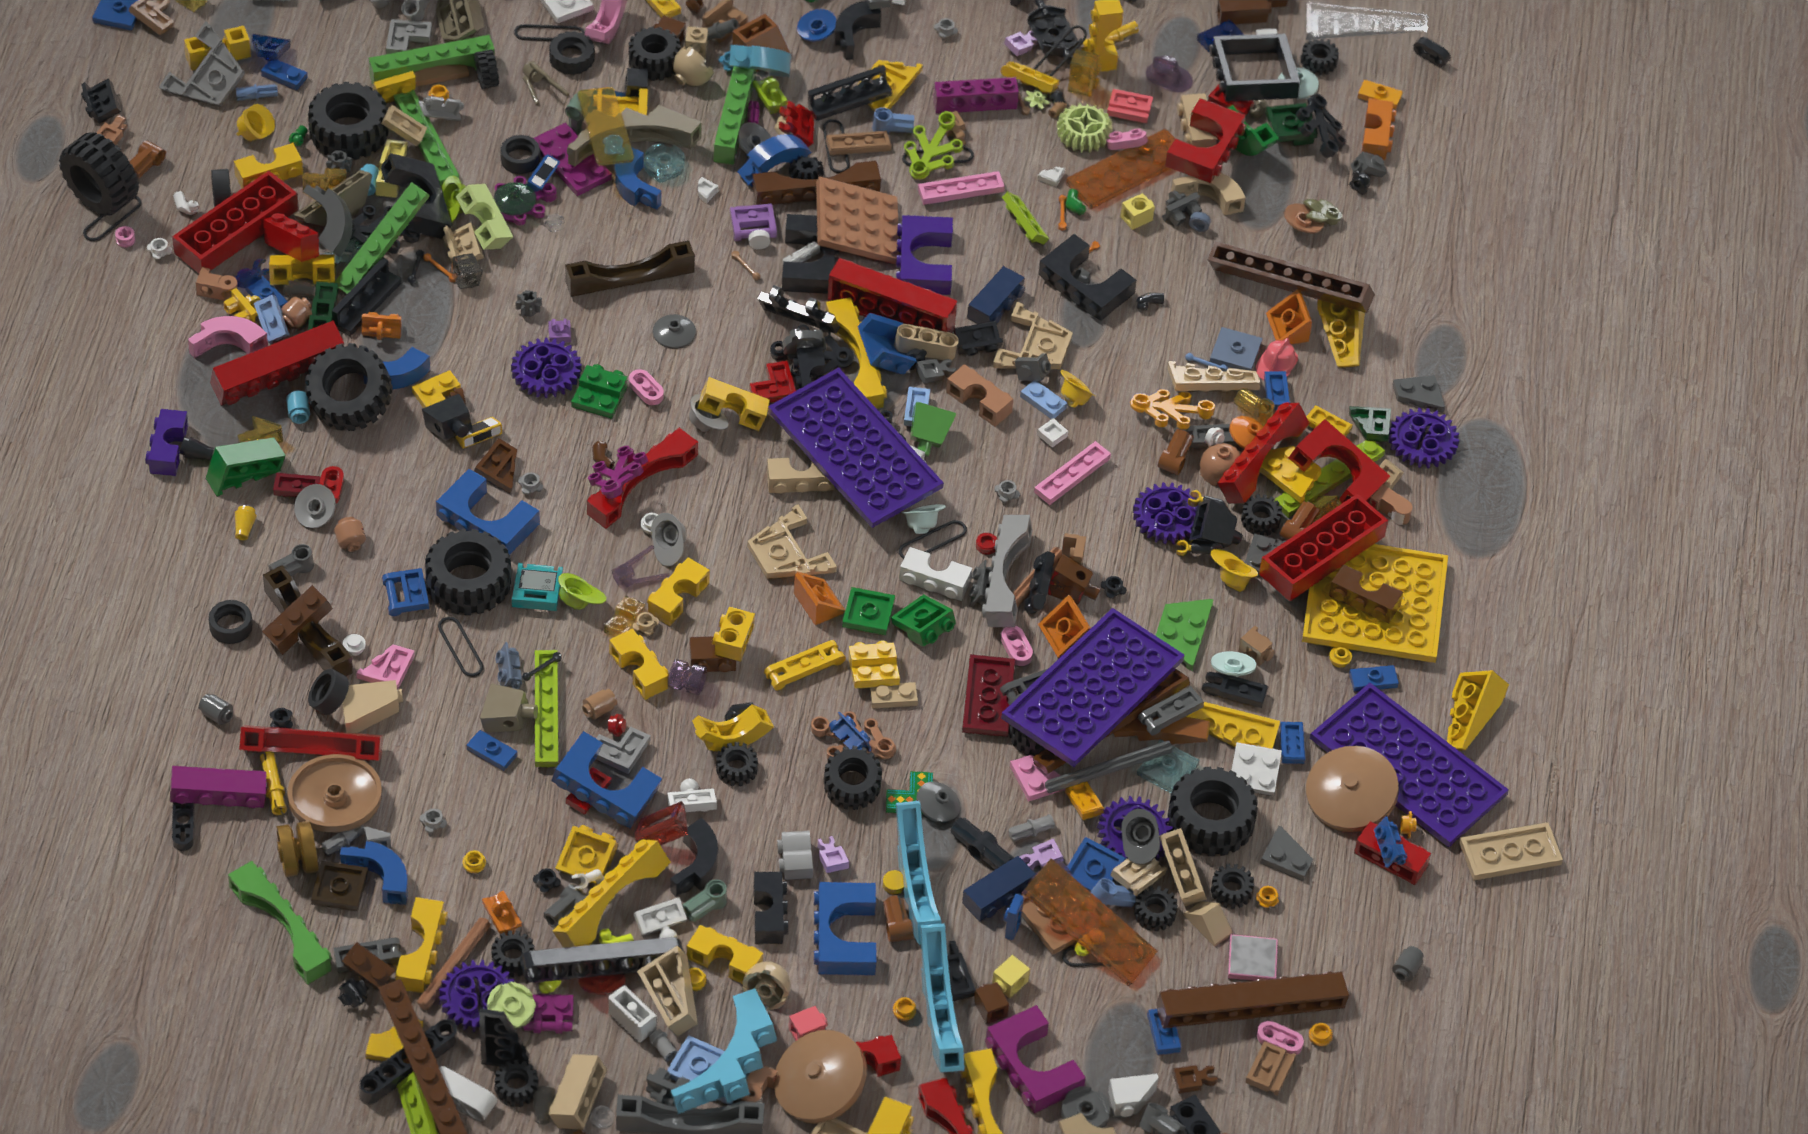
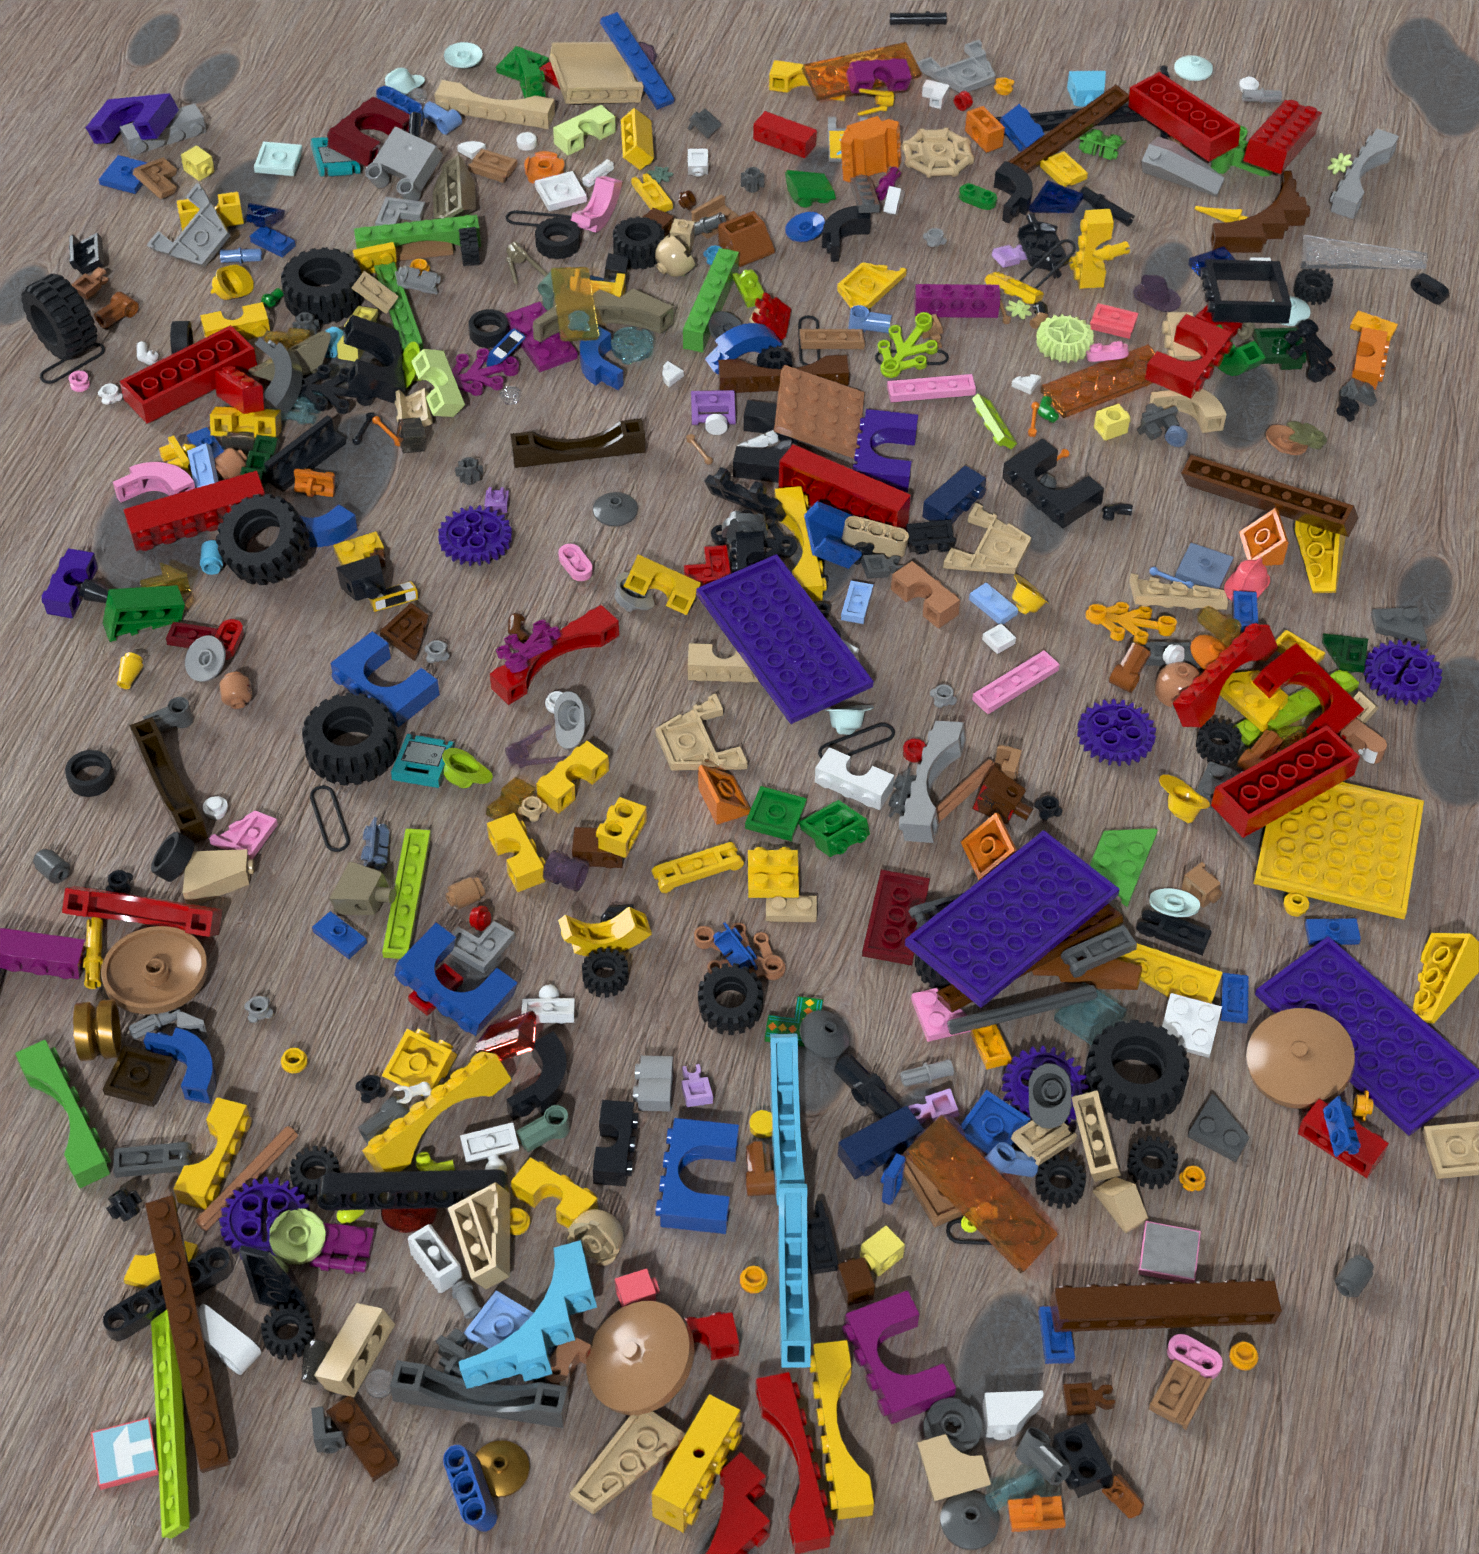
camera: 10 degrees right, 0 degrees up
(215, 285) = (154, 432): nougat leg -> none
(247, 276) = (190, 426): clear blue plate -> none
(285, 628) = (168, 763): reddish brown arch -> none
(367, 966) = (144, 1174): reddish brown brick -> none
(382, 237) = (331, 393): bright green plate -> none
(413, 591) = (289, 755): blue plate -> none
(502, 913) = (310, 1124): orange hips -> none
(515, 198) = (474, 369): clear green dish -> none
(557, 657) = (427, 838): black hinge -> none
(600, 391) = (527, 563): green plate -> none
(753, 112) = (729, 303): magenta axle -> none
(761, 58) = (744, 250): medium azure arch -> none
(849, 96) = (827, 293): black fence -> none
(930, 426) = (868, 622): bright green torso -> none
(1018, 647) = (934, 866): bright pink plate -> none
(1032, 368) = (985, 570): dark grey bracket -> none
(1040, 582) = (967, 796): black hinge -> none
(1084, 73) = (1069, 285): clear yellow brick -> none
(1212, 526) = (1163, 749): black torso -> none
(1379, 603) = (1344, 848): reddish brown arch -> none

